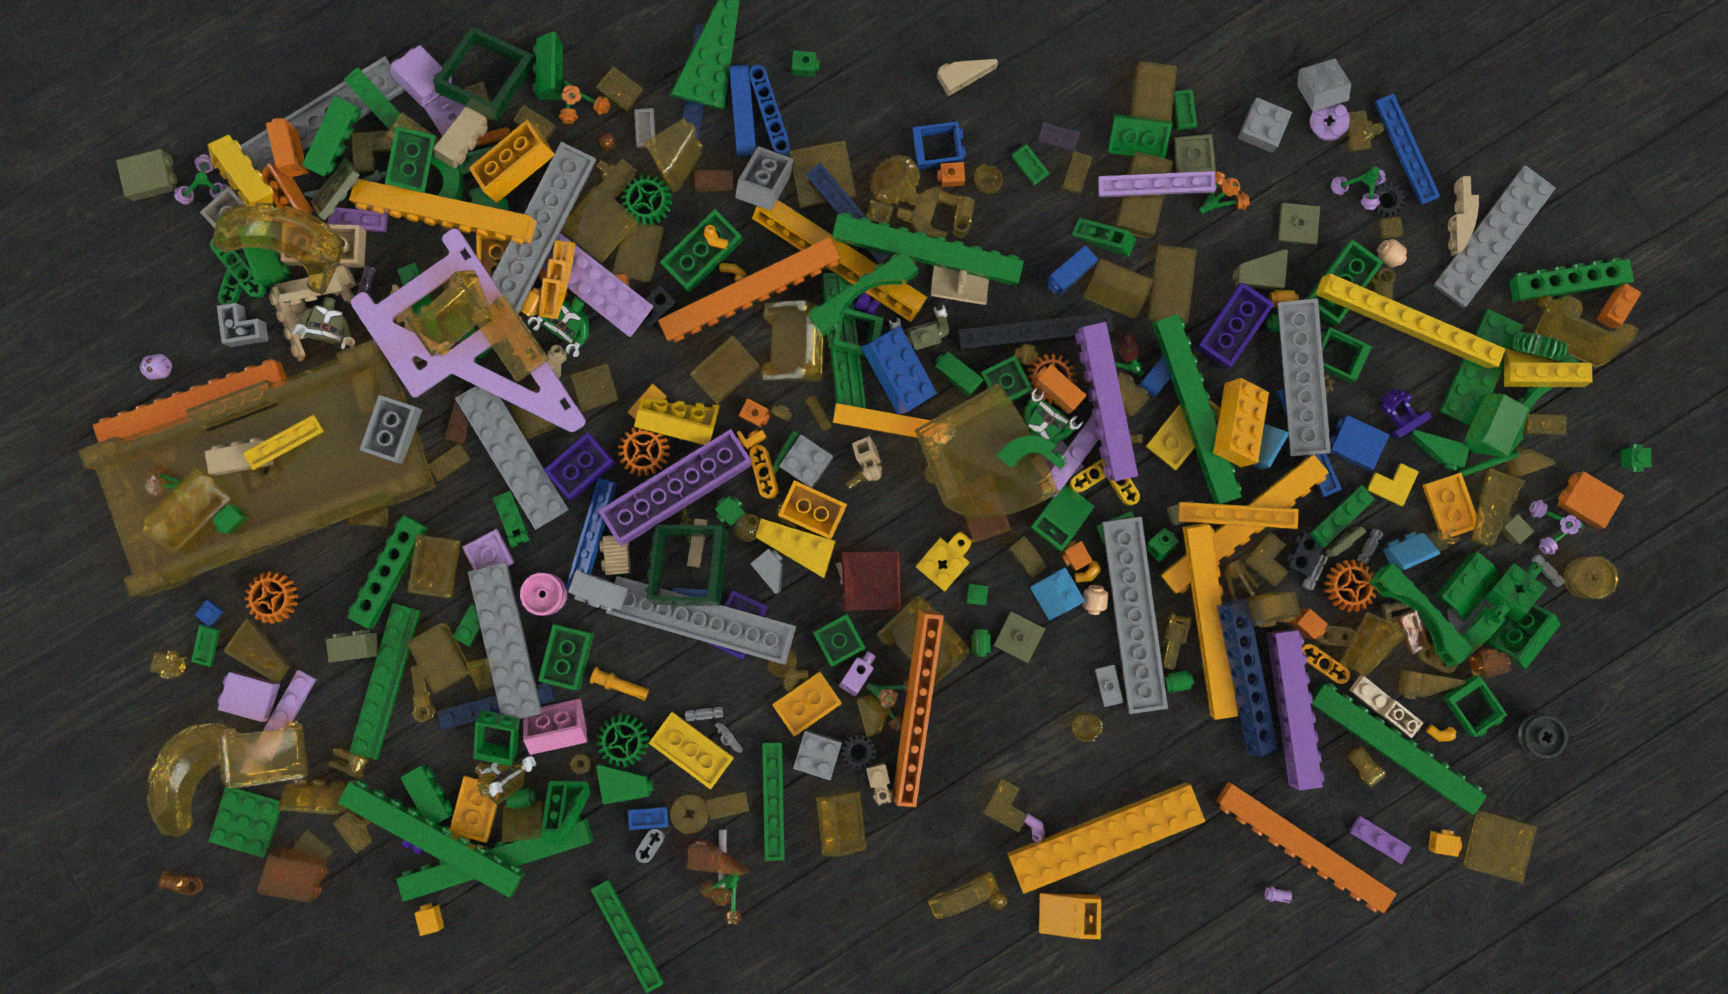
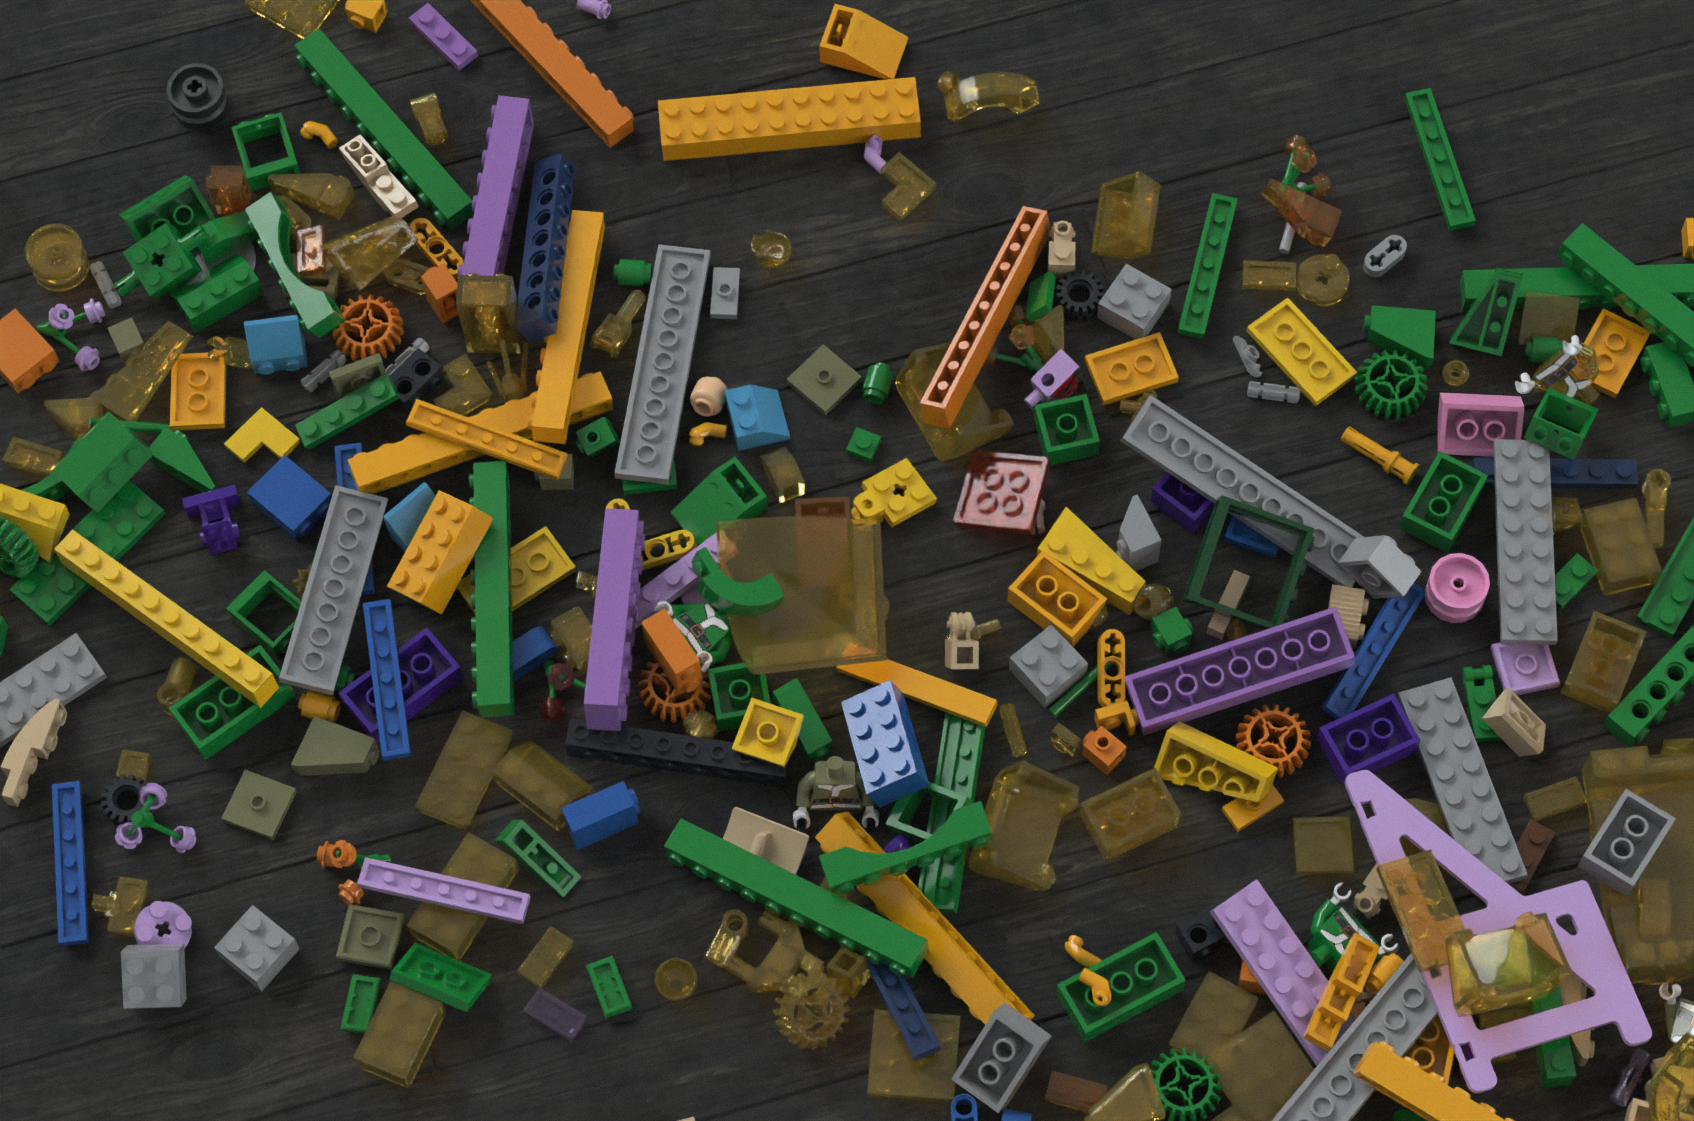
camera: 165 degrees left, 20 degrees down
(482, 506) = (1516, 724): none -> tan slope
(648, 818) = (1379, 286): blue plate -> none
(750, 289) = (1063, 907): orange brick -> none
(884, 740) = (1040, 296): none -> green tile
(921, 131) = (736, 1024): blue window -> none
(951, 174) = (726, 1002): orange brick -> none
(978, 352) = (768, 732): none -> yellow slope
(1076, 555) = (714, 452): orange brick -> none
(1245, 318) = (386, 680): none -> blue plate
(1392, 253) = (148, 727): light nougat head -> none

